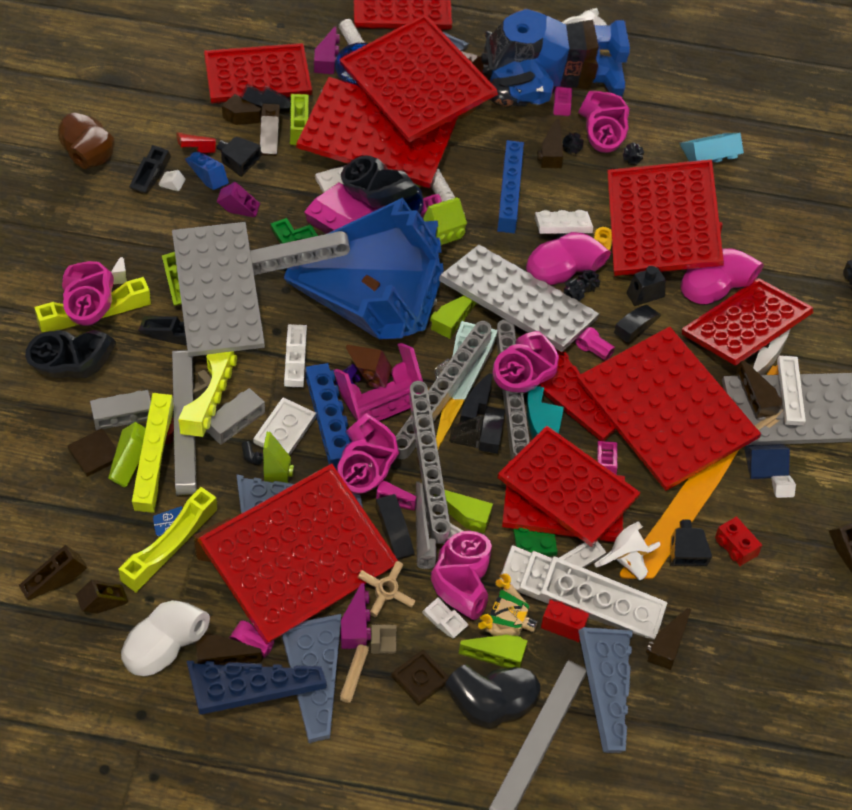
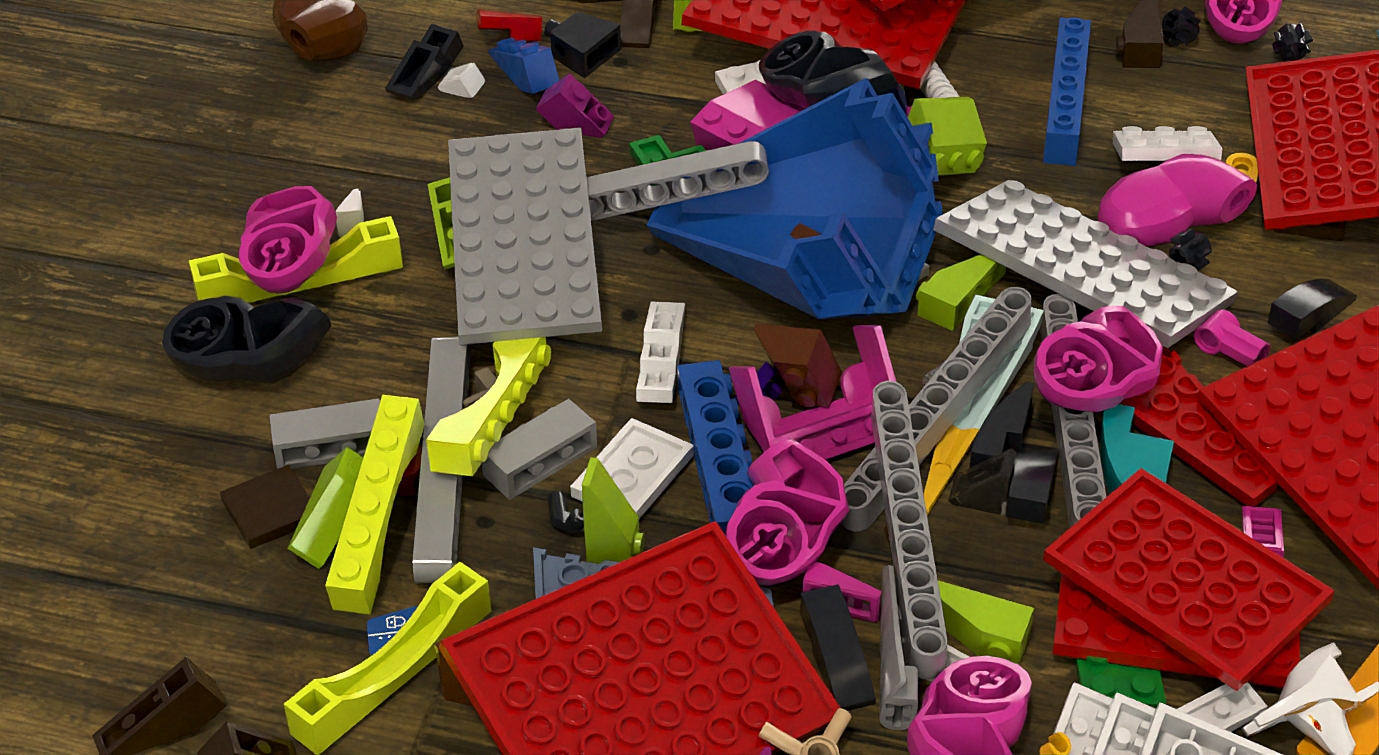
camera: 10 degrees right, 10 degrees down
(164, 328) = (421, 304): black slope -> none
(590, 280) = (1221, 236): black gear -> none
(646, 286) = (1328, 244): black torso -> none

